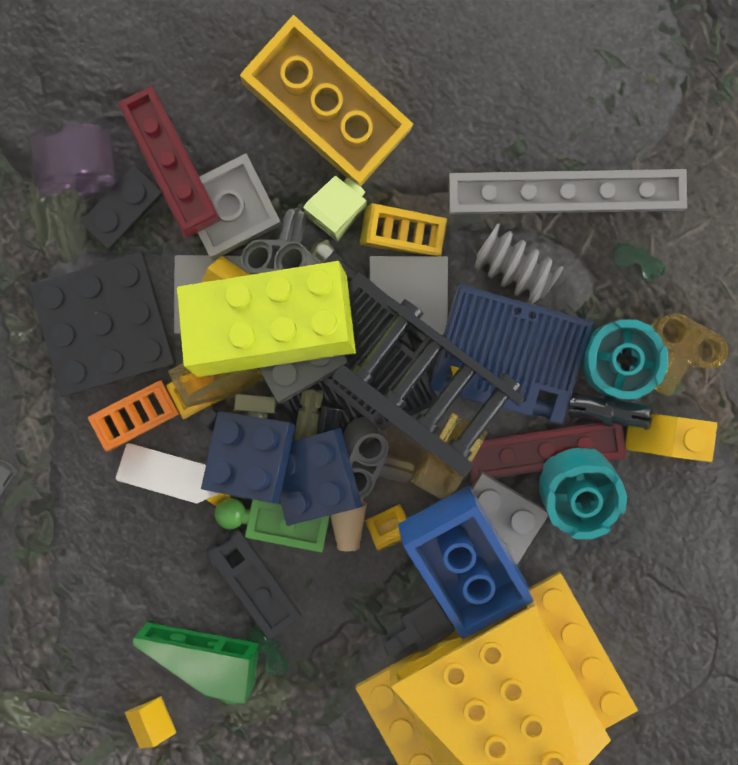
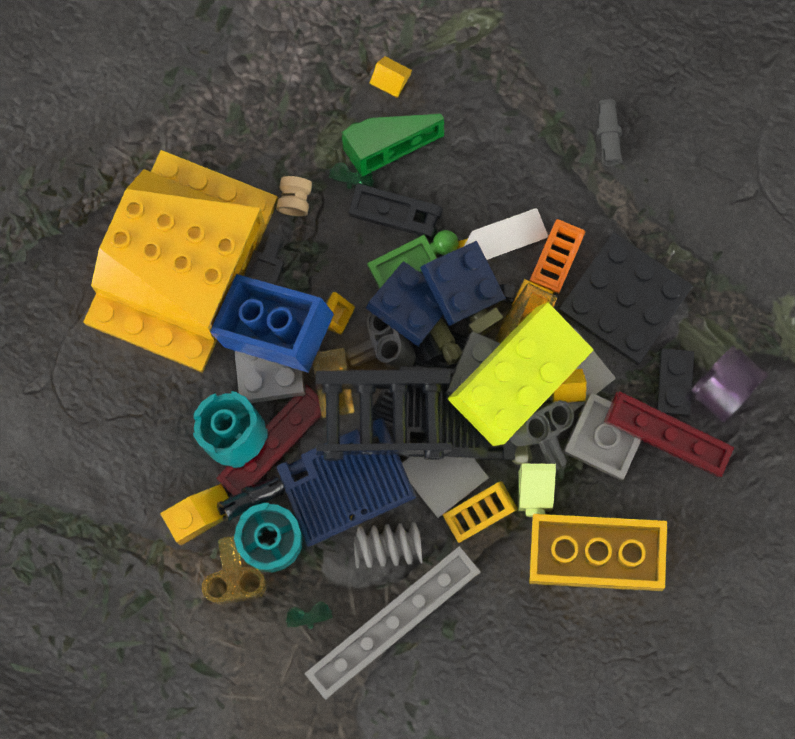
camera: 145 degrees right, 10 degrees down
(339, 675) = (294, 196): none -> tan wheel
(349, 528) = (361, 292): tan cone -> none

